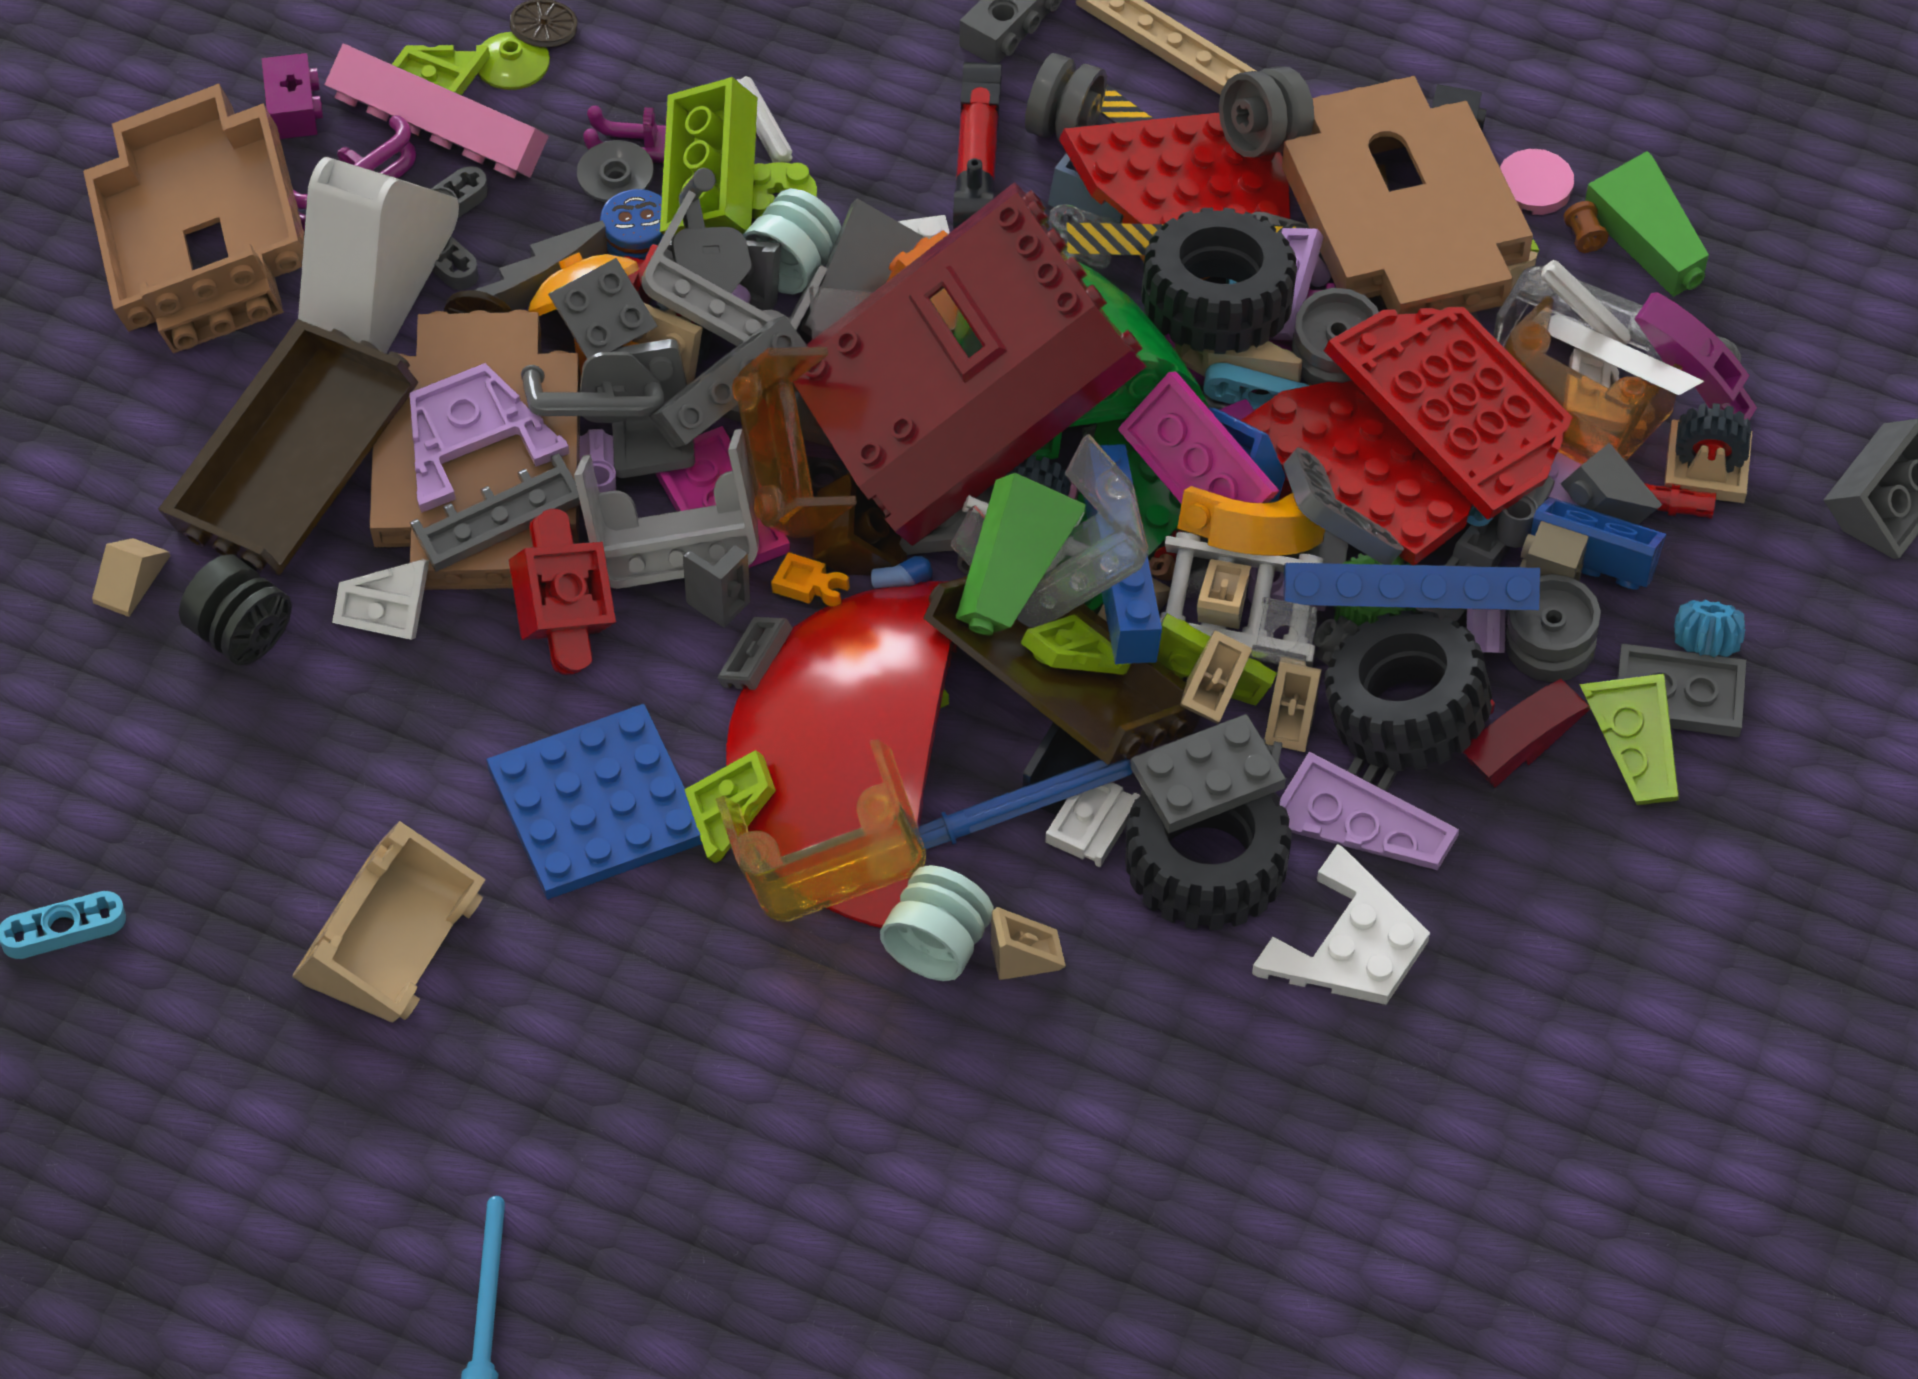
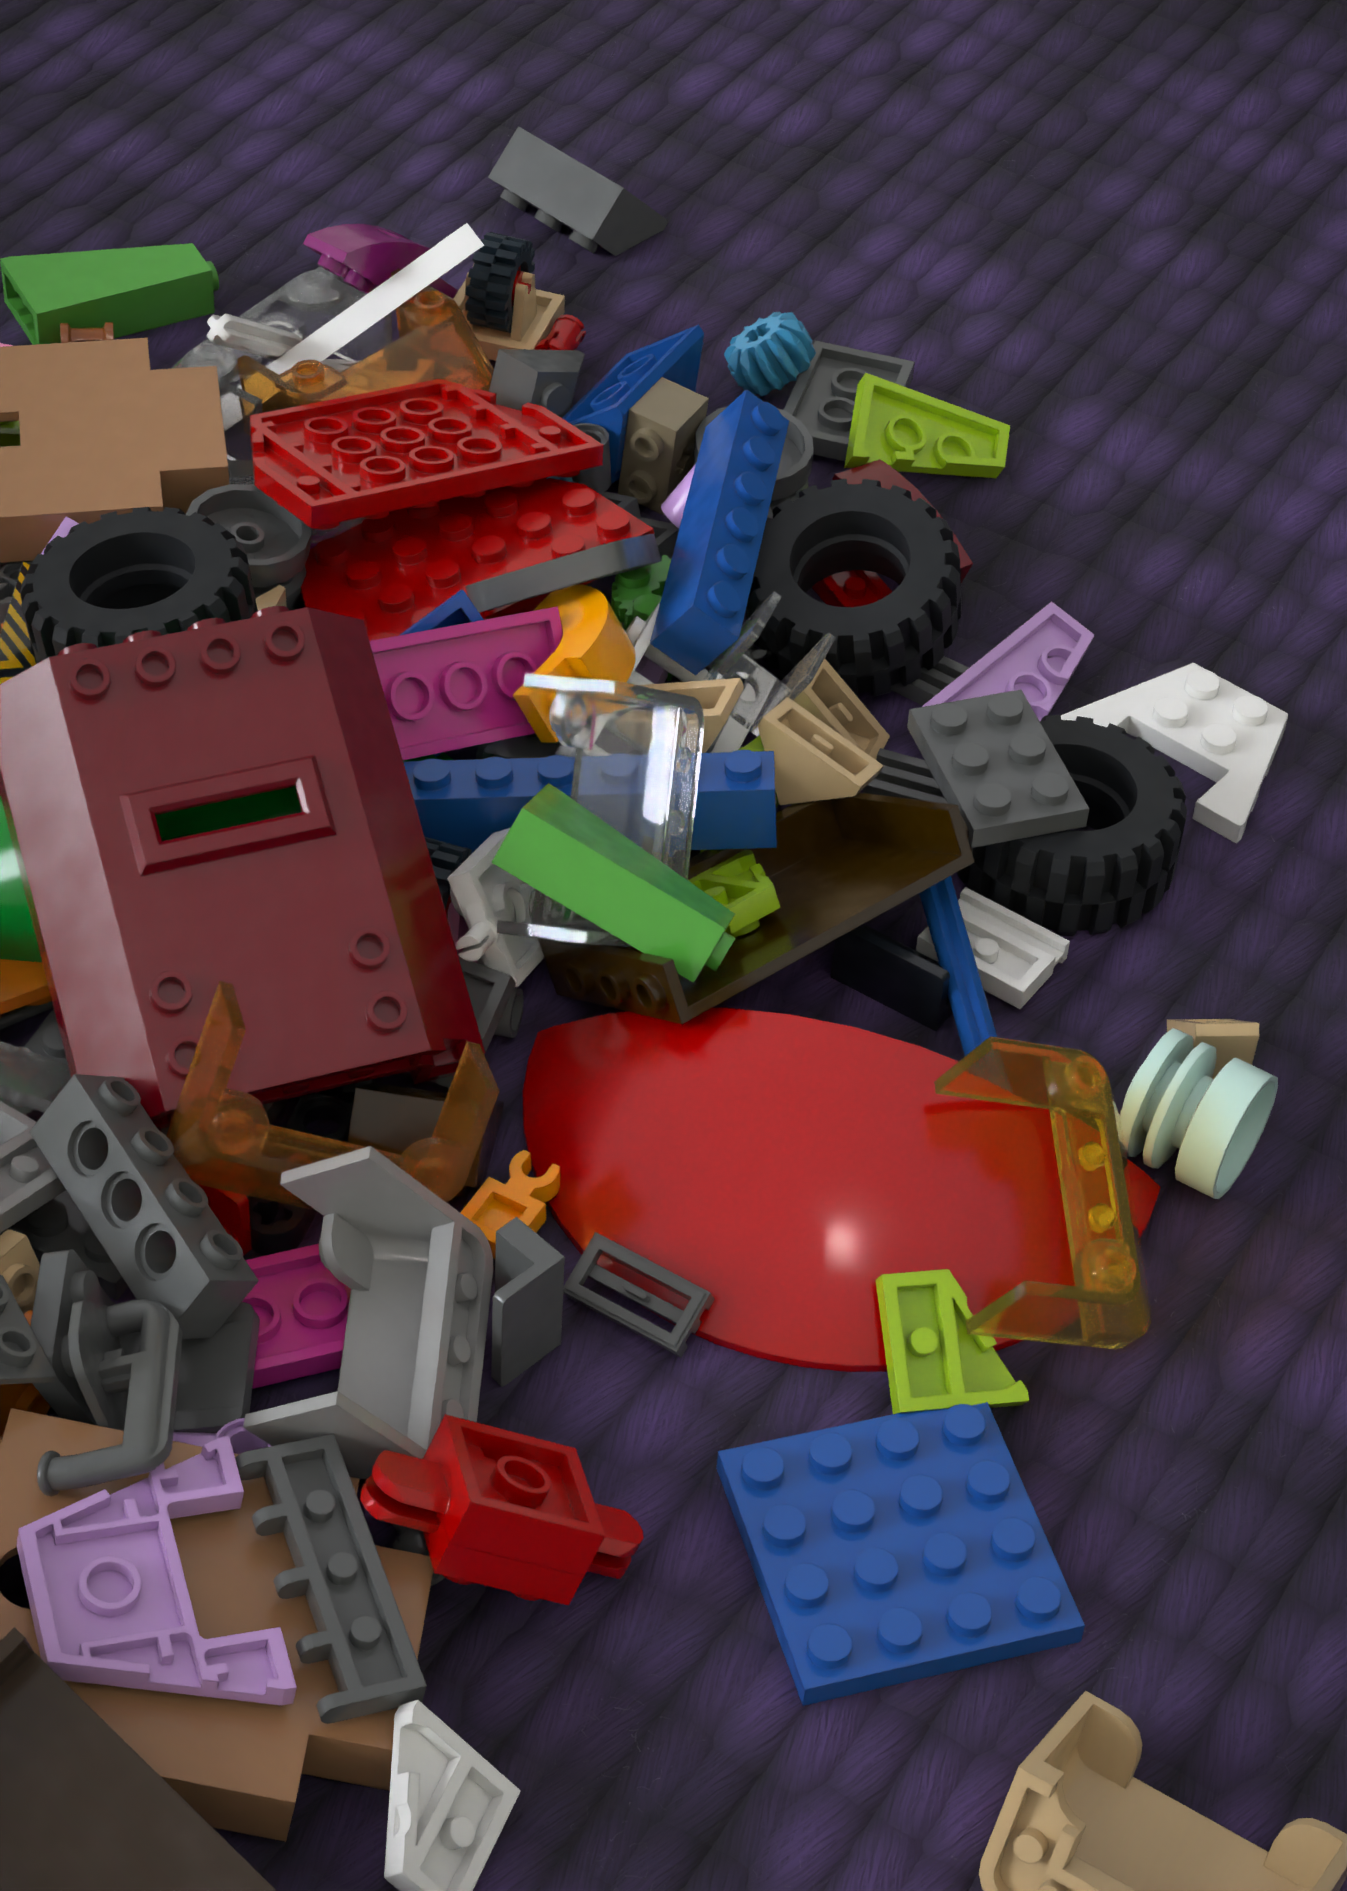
camera: 85 degrees left, 10 degrees down
(907, 573) = (521, 1095): arm -> none

